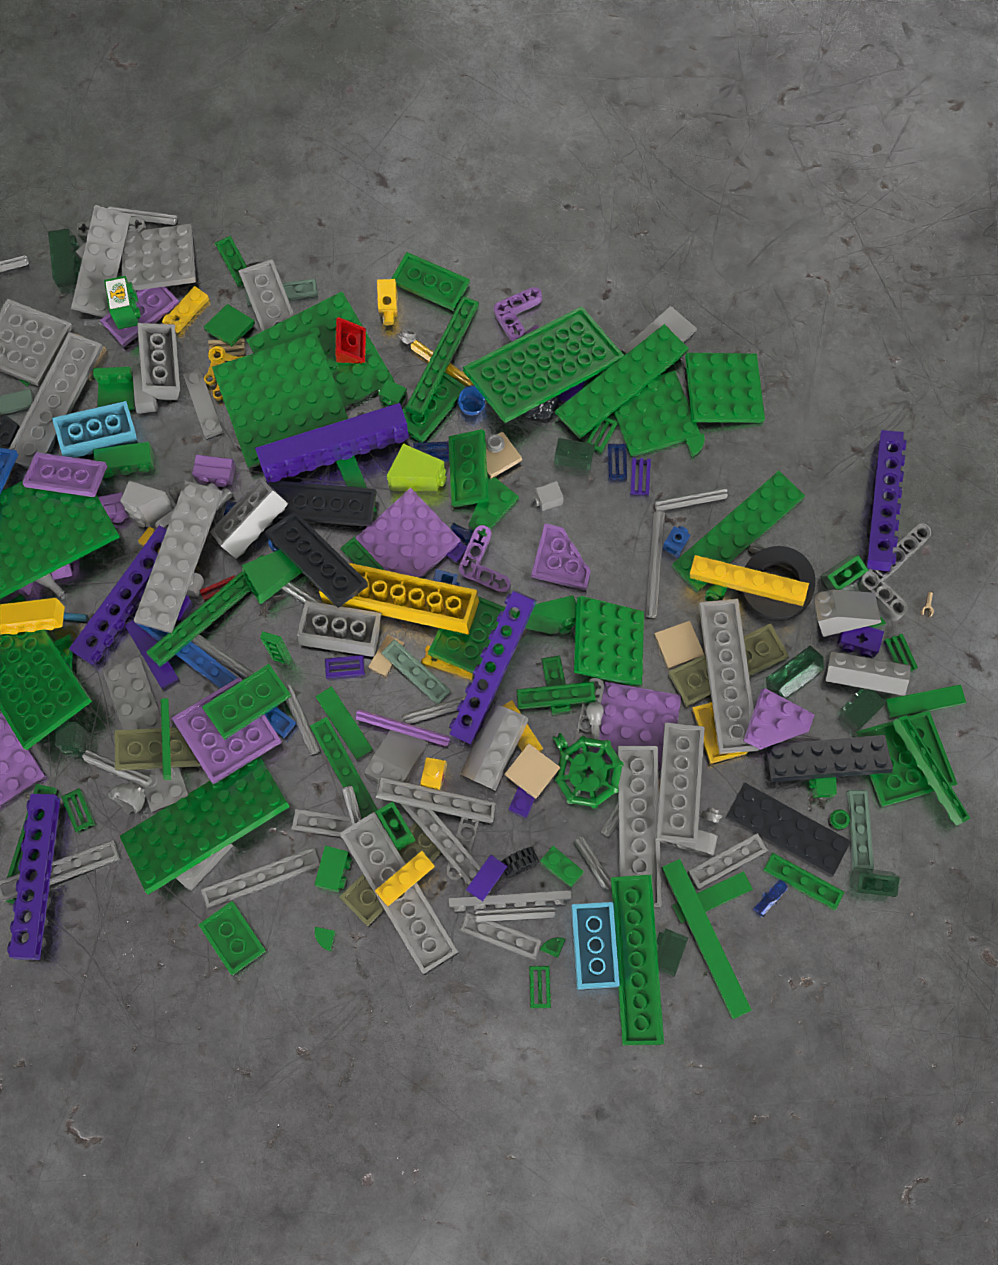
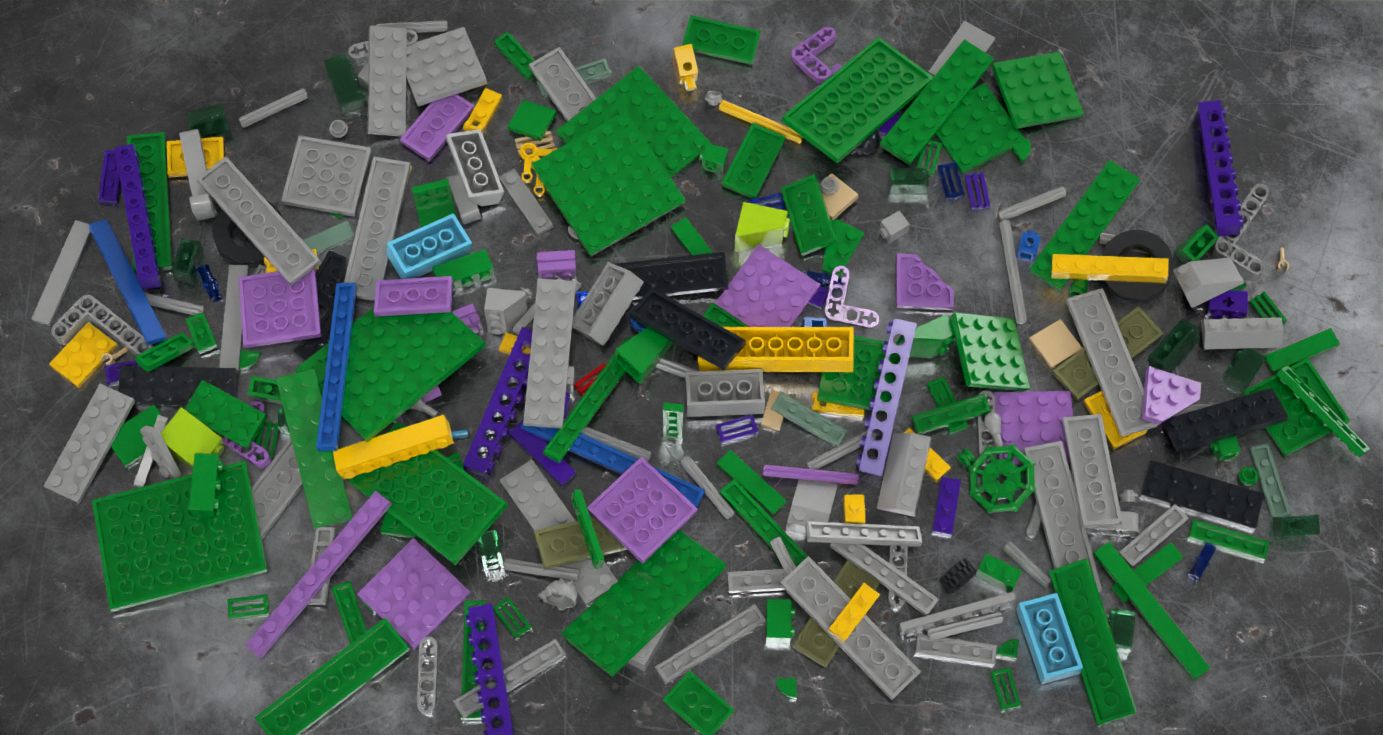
camera: 15 degrees left, 5 degrees down
(47, 299) = (338, 129): none -> light grey plate
(122, 302) = (423, 116): green brick -> none
(246, 701) = (656, 477): green plate -> none
(333, 443) = (672, 215): dark purple brick -> none
(350, 342) = (661, 114): red slope -> none
(395, 826) = (832, 564): green brick -> none
(442, 356) = (754, 111): green tile -> none
(471, 401) = (794, 149): blue hair -> none
(486, 877) = (932, 594): dark purple slope -> none
(532, 771) = (947, 489): tan tile -> none

